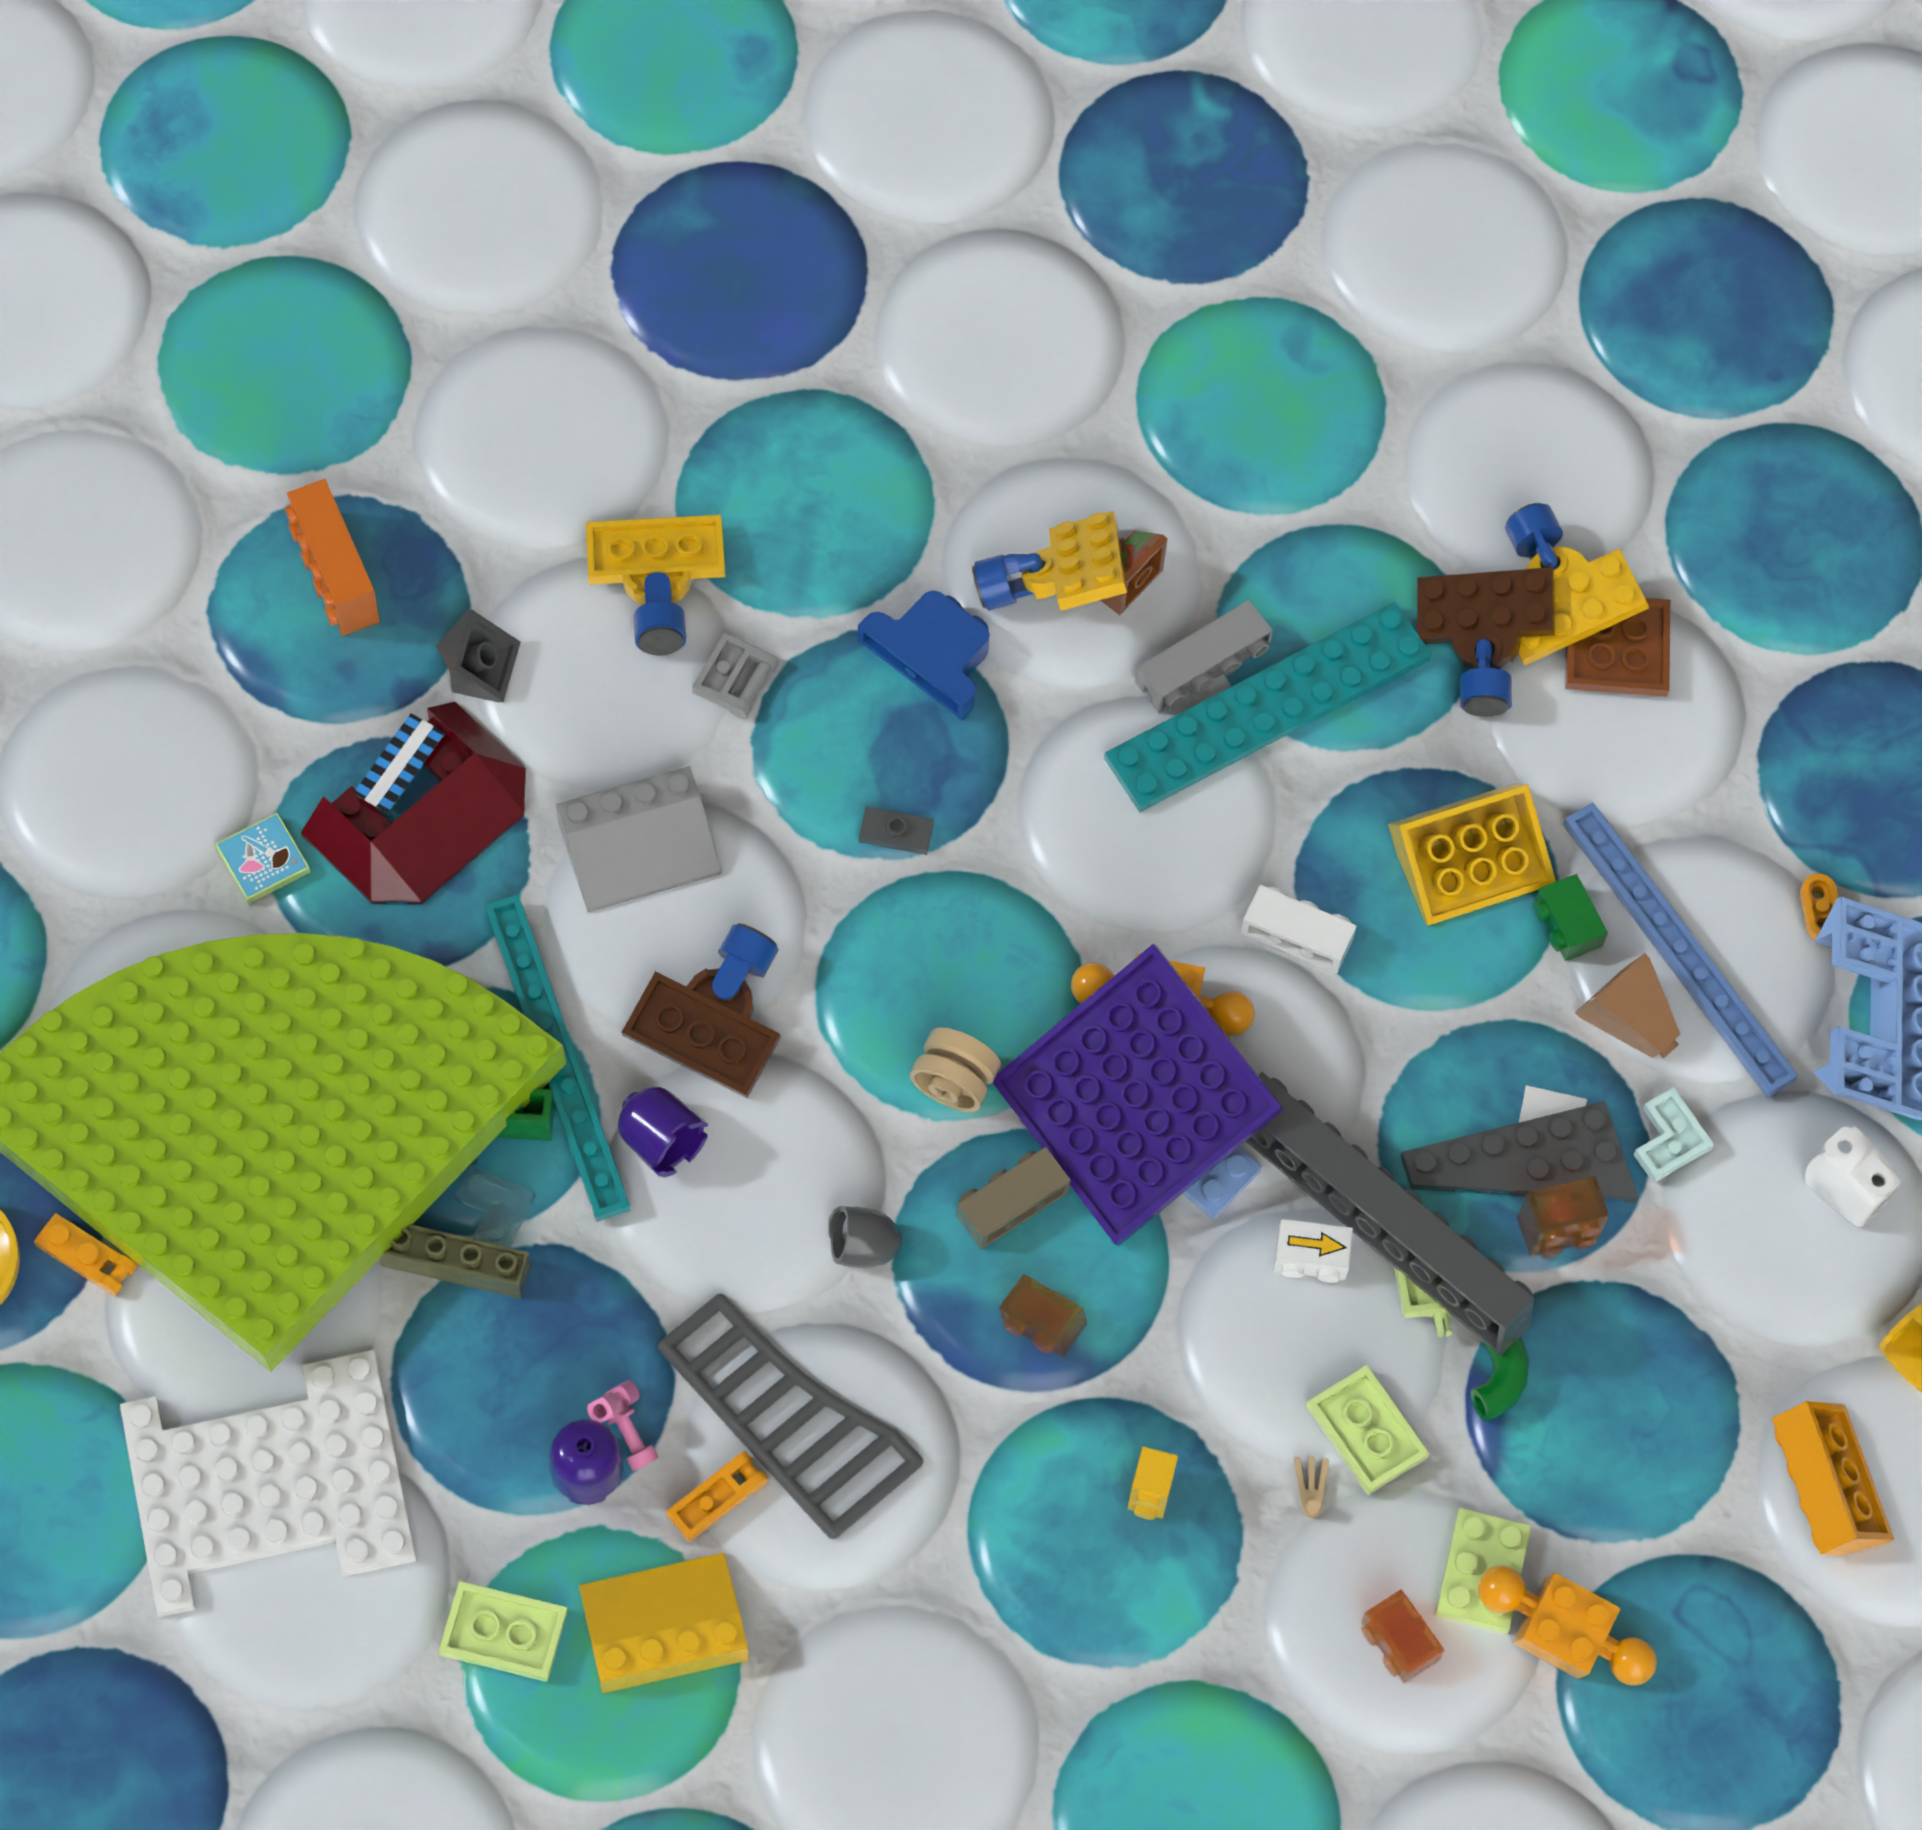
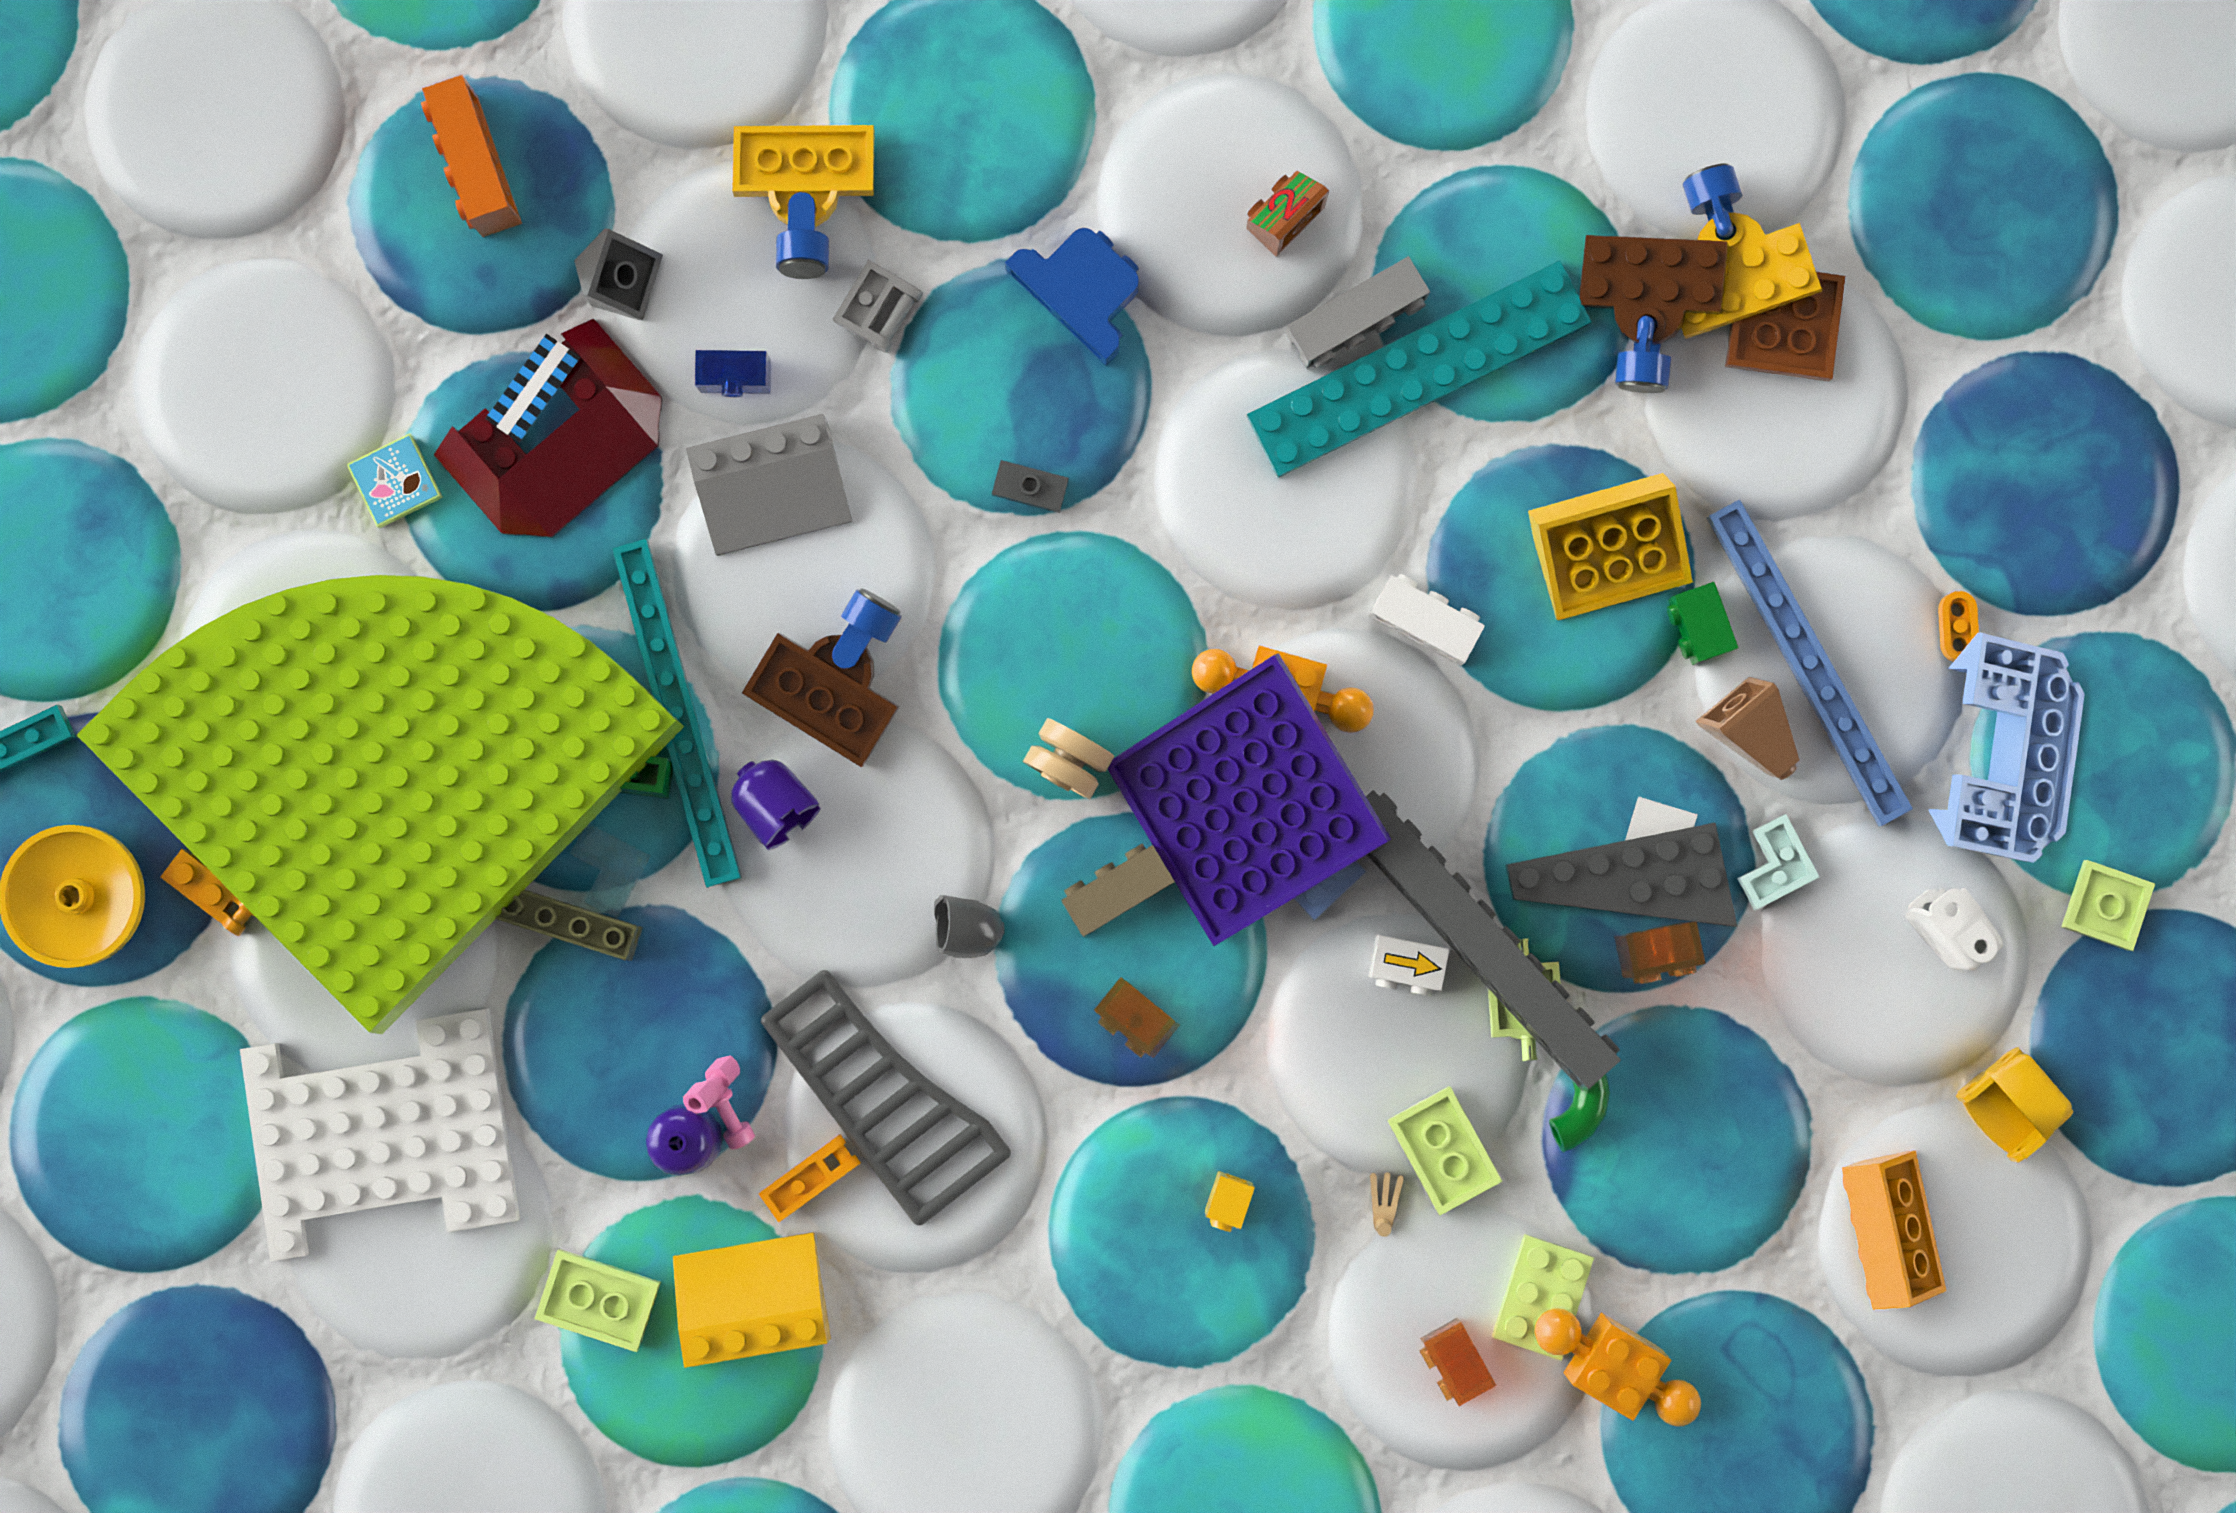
camera: 10 degrees right, 20 degrees up
(596, 738) = (733, 372): none -> clear blue brick
(1077, 567) = (1231, 213): yellow plate -> none

